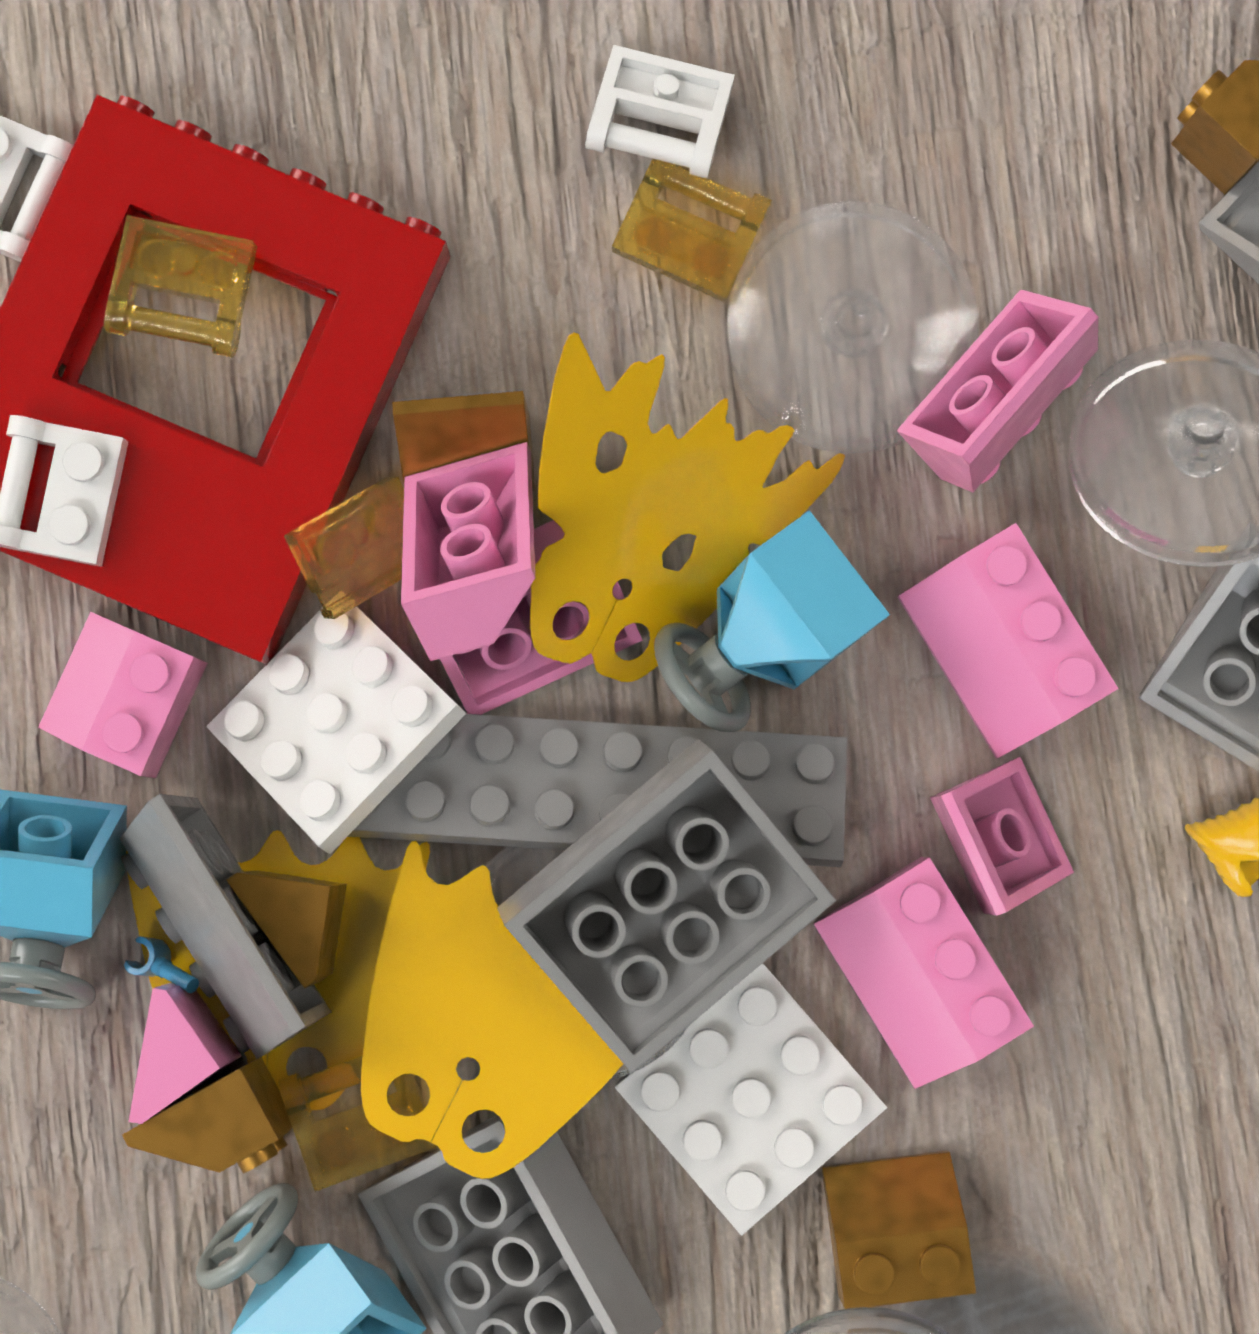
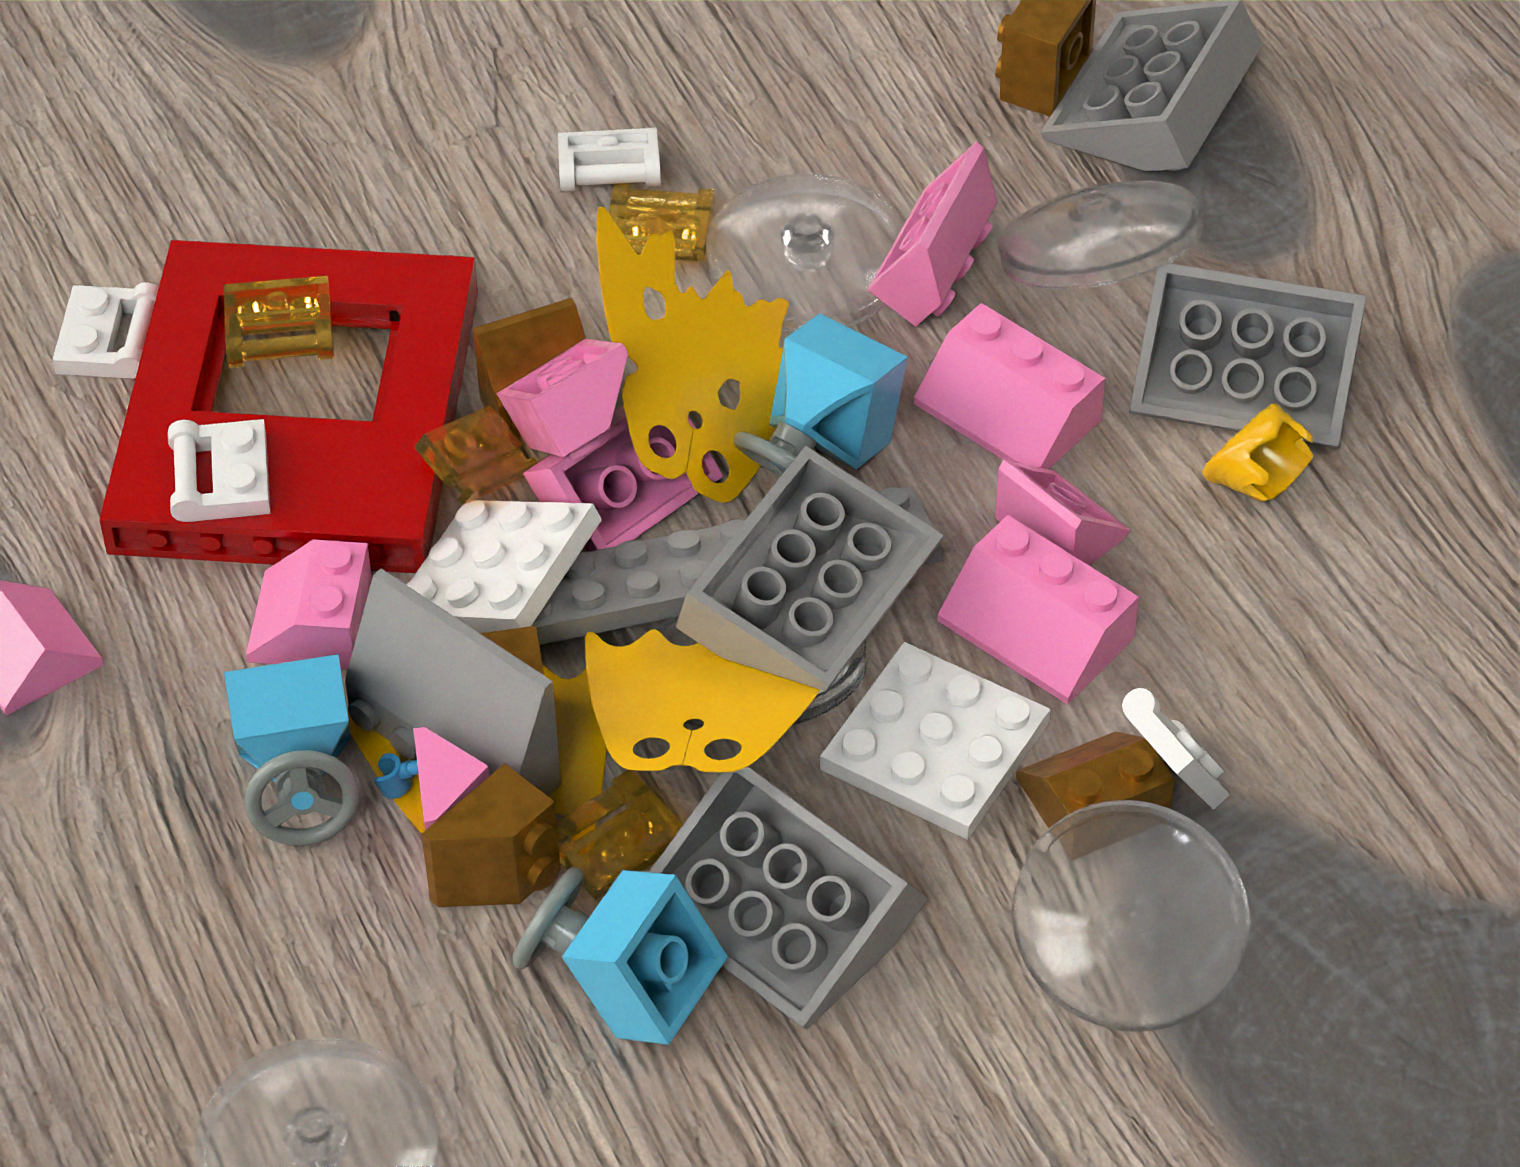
camera: 20 degrees left, 35 degrees down
(1005, 1257) = (1175, 746): none -> white plate

